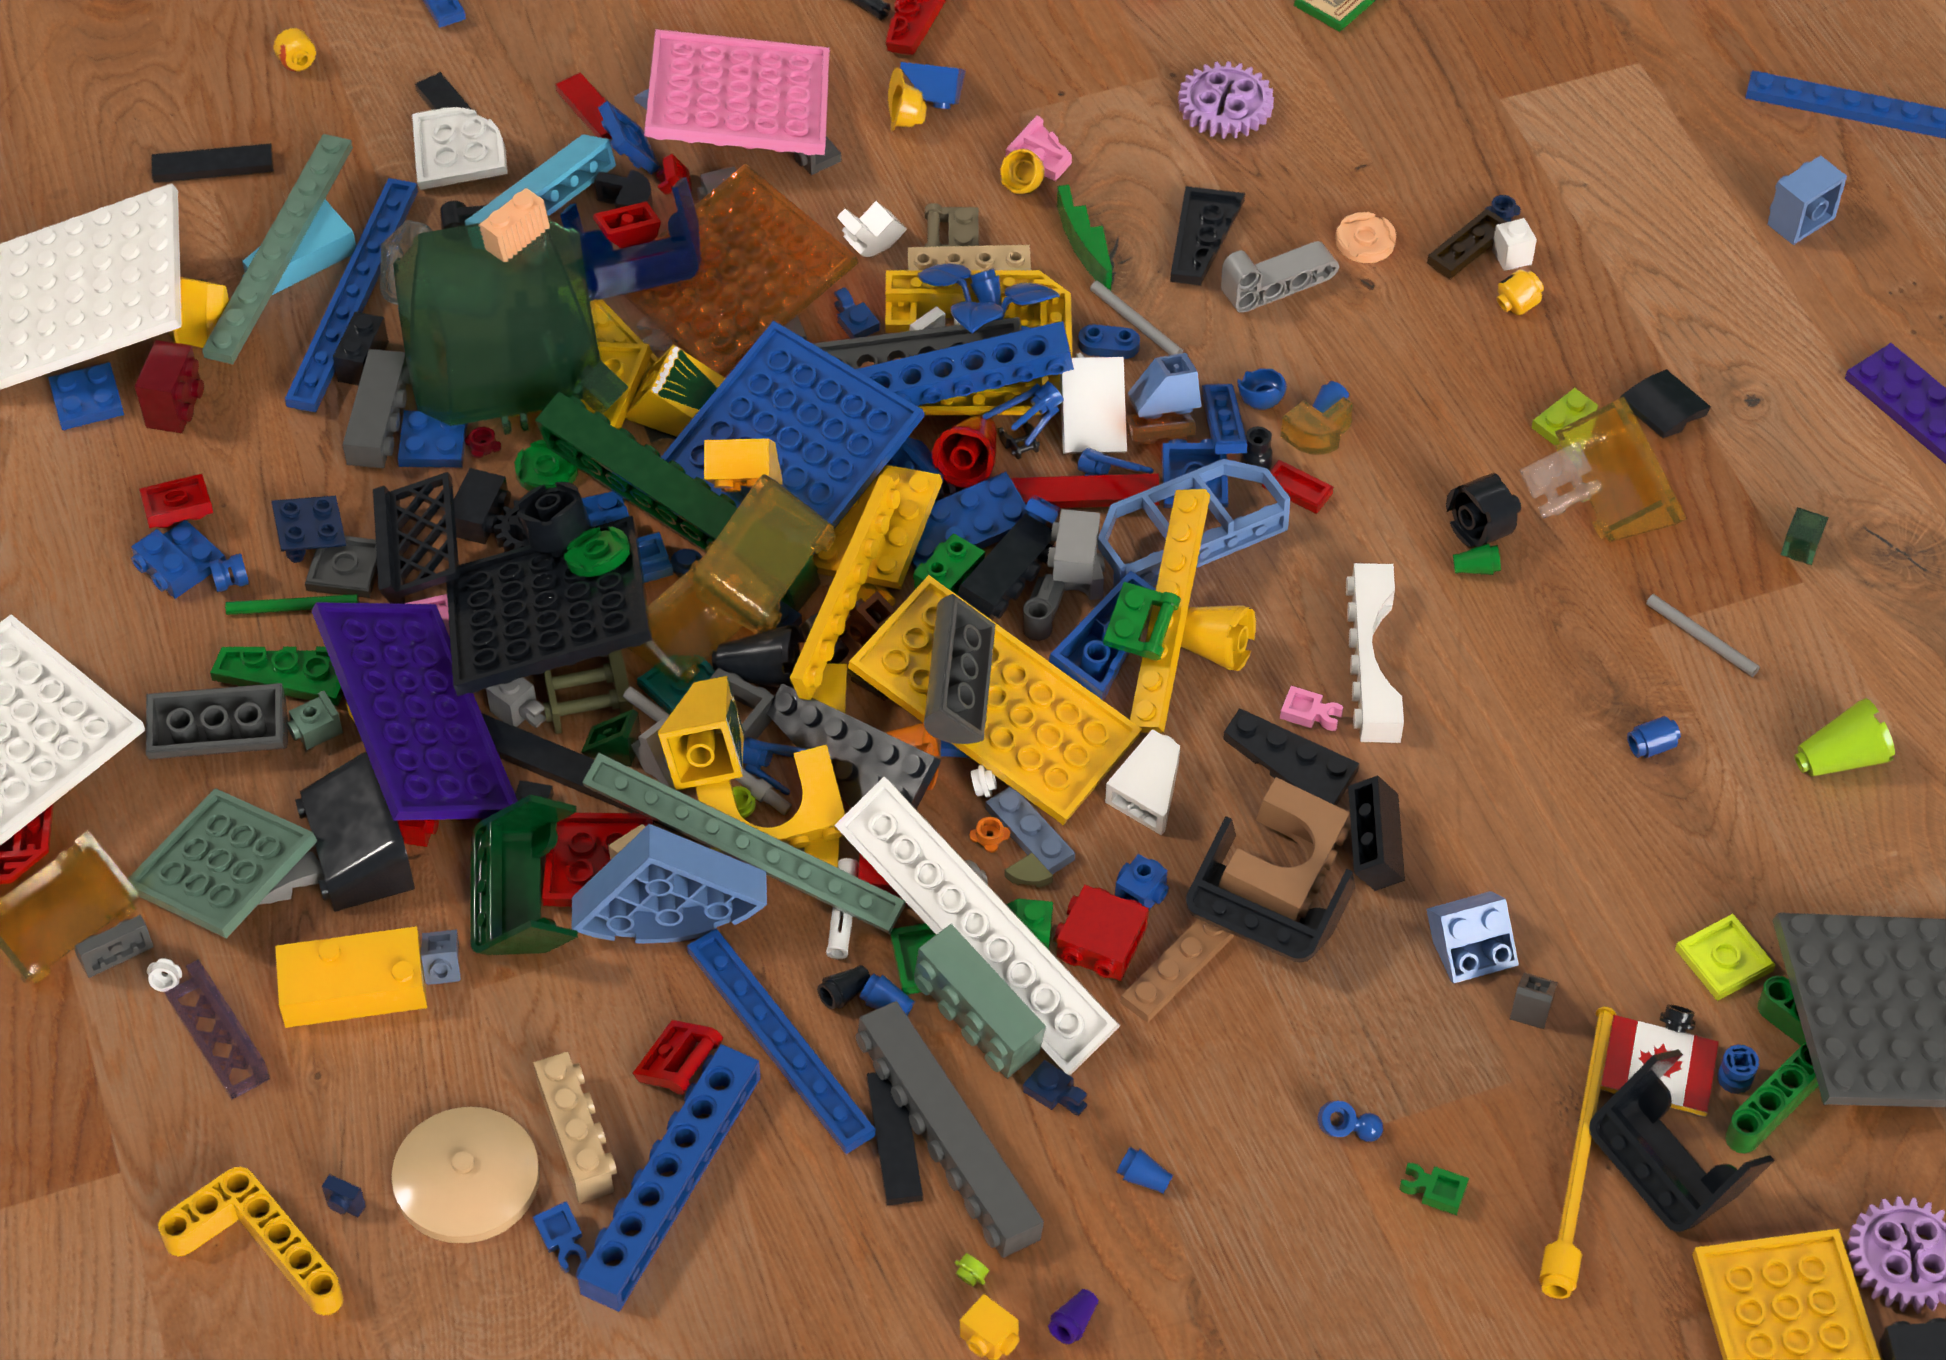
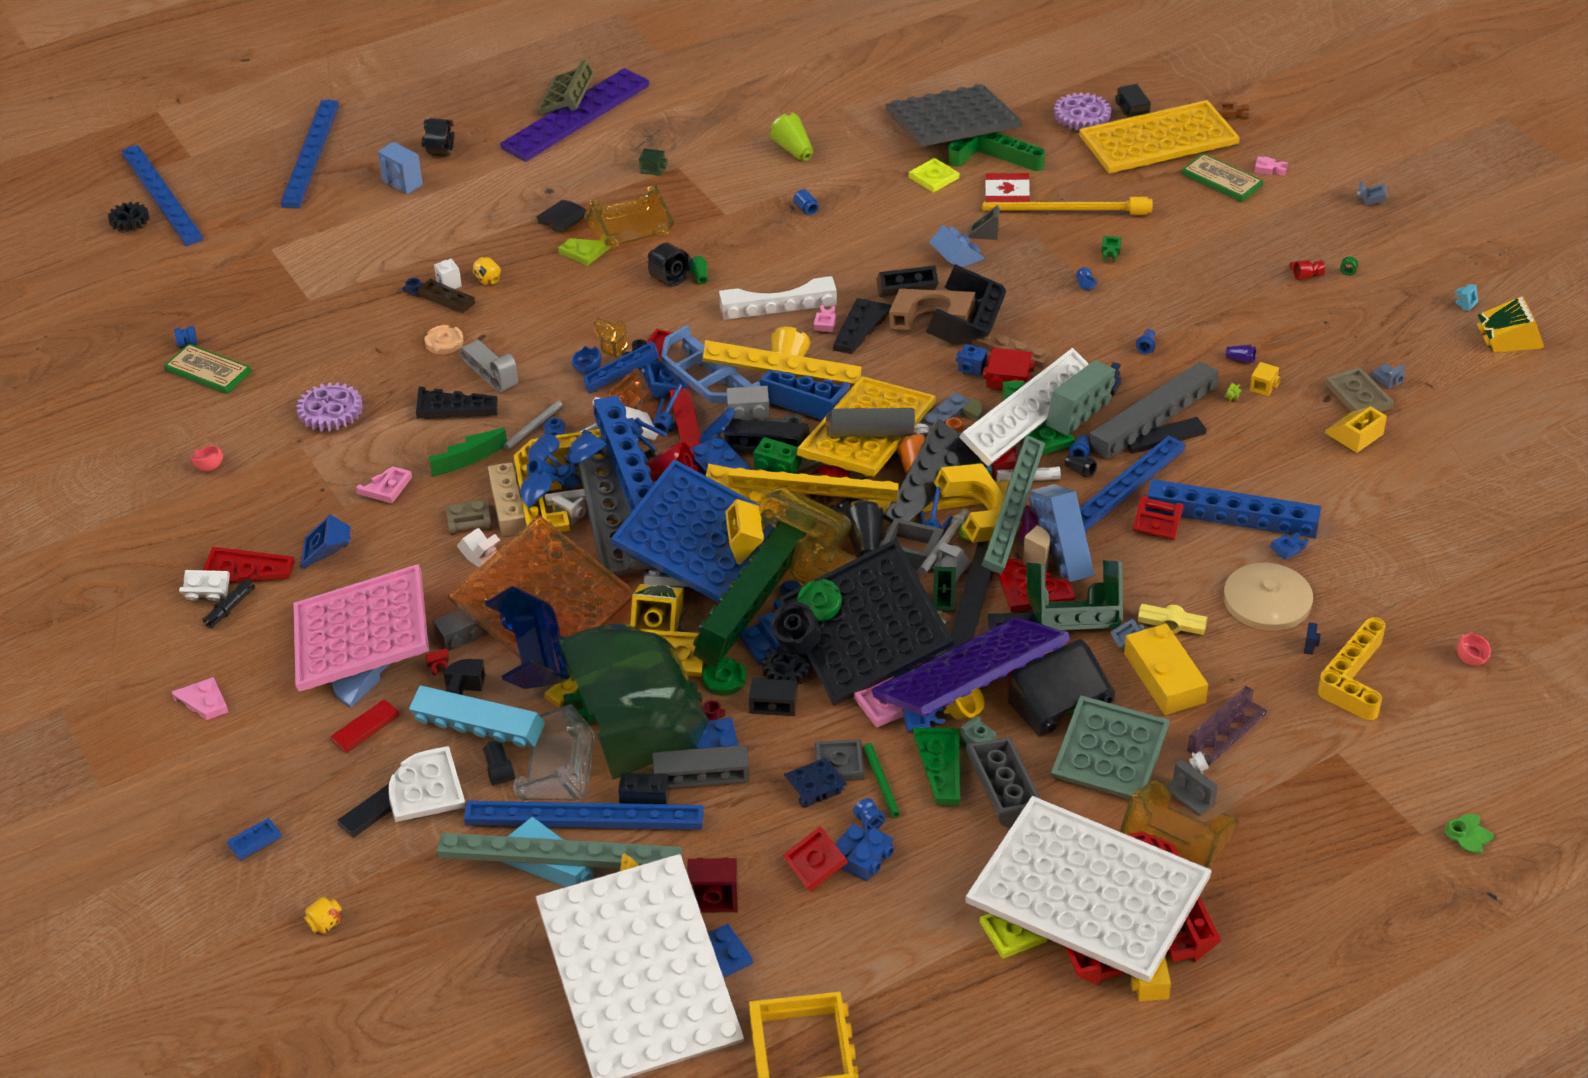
camera: 100 degrees left, 10 degrees down
(212, 163) = (454, 943): black tile -> none
(390, 547) = (825, 730): black fence -> none
(454, 1019) = (1174, 617): none -> light yellow piece
(514, 225) = (585, 638): light nougat brick -> none
(574, 1128) = (1222, 551): tan brick -> none
(599, 387) = (674, 630): clear green brick -> none
(628, 138) = (399, 688): blue plate -> none
(629, 224) = (500, 660): red slope -> none
(704, 736) = (952, 513): yellow slope -> none
(904, 102) = (350, 554): yellow piece -> none
(1022, 171) = (414, 484): yellow hair -> none
(1131, 617) = (798, 369): green plate -> none
(1146, 782) = (897, 368): white slope -> none
(1166, 387) = (600, 383): medium blue slope -> none
(1329, 395) = (589, 335): blue cone -> none
(1555, 470) = (635, 240): clear plate -> none
(1655, 1161) = (1077, 167): black windscreen -> none
(1678, 1018) = (979, 183): black plate -> none
(1703, 635) = (726, 195): light grey bar -> none
(1738, 1069) = (1002, 162): blue wheel -> none
(1896, 253) = (438, 136): none -> black brick

